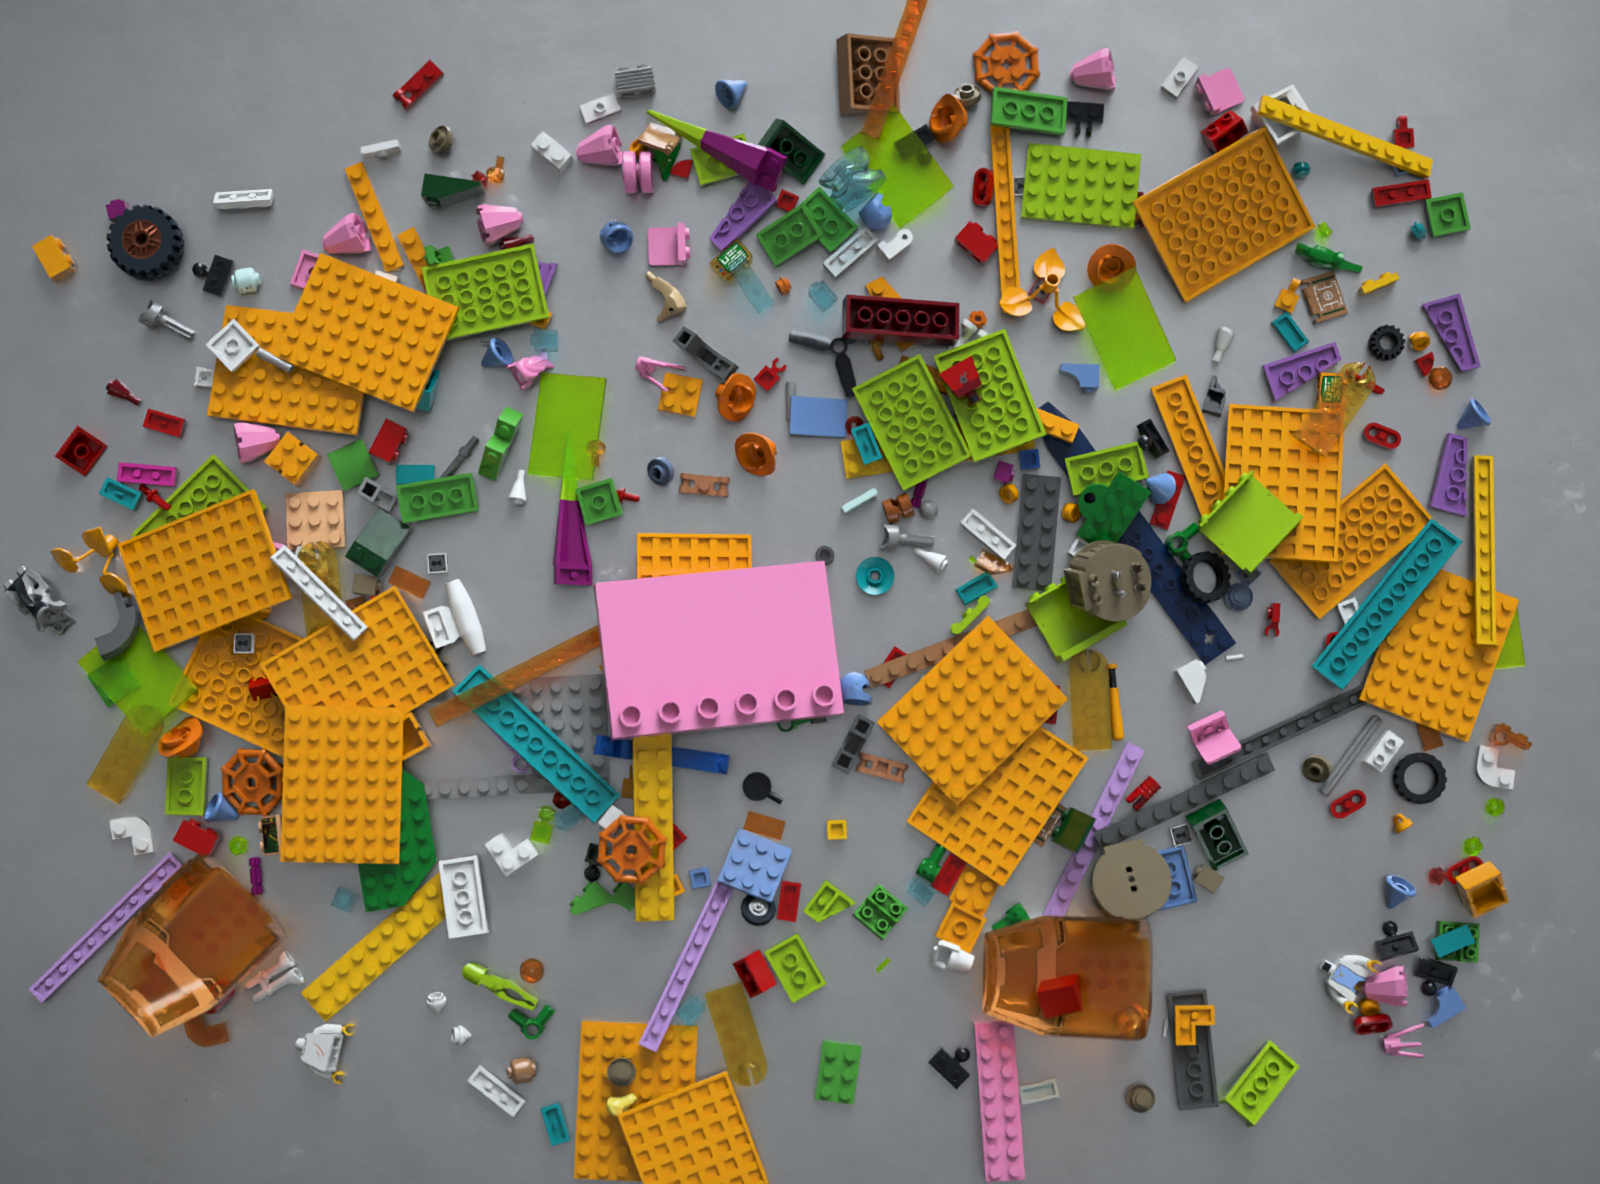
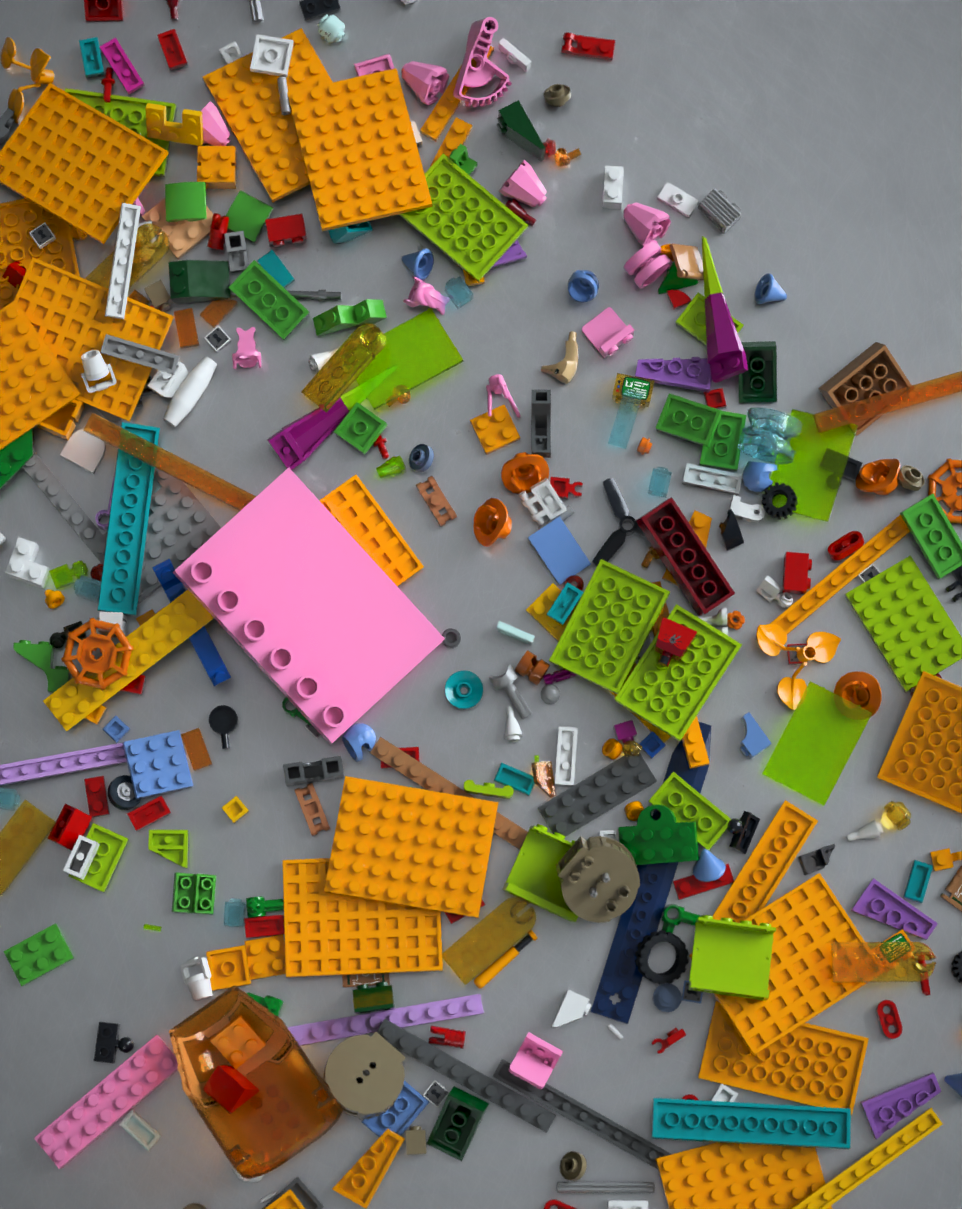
camera: 50 degrees right, 5 degrees down
(246, 462) = (187, 132): none -> yellow plate
(303, 505) = (185, 201): none -> bright green slope
(348, 498) = (218, 227): none -> red hinge
(353, 173) = (477, 48): none -> bright pink arm
(394, 680) = (95, 369): none -> white piece
(407, 635) = (140, 354): none -> light grey plate
(414, 547) = (217, 311): none -> clear orange tile
(450, 739) = (84, 450): none -> white tile
(468, 548) = (247, 354): none -> bright pink hair
(539, 476) = (345, 366): none -> clear yellow plate
(555, 851) = (53, 598): none -> light orange tile
(649, 500) = (392, 466): none -> clear neon green cone
(744, 933) = (97, 796): none -> red plate
(770, 394) = (548, 499): none -> white plate
(787, 982) = (81, 857): none -> white brick
(905, 269) = (731, 532): none -> black slope
(920, 212) = (787, 508): none -> black tyre
(975, 272) = (771, 590): none -> white plate
(1021, 477) = (631, 748): none -> clear yellow piece
(1027, 962) = (238, 1041): none -> light orange plate
(1205, 935) = (367, 1174): none -> light orange wing
(1227, 309) = (897, 815): none -> clear yellow head

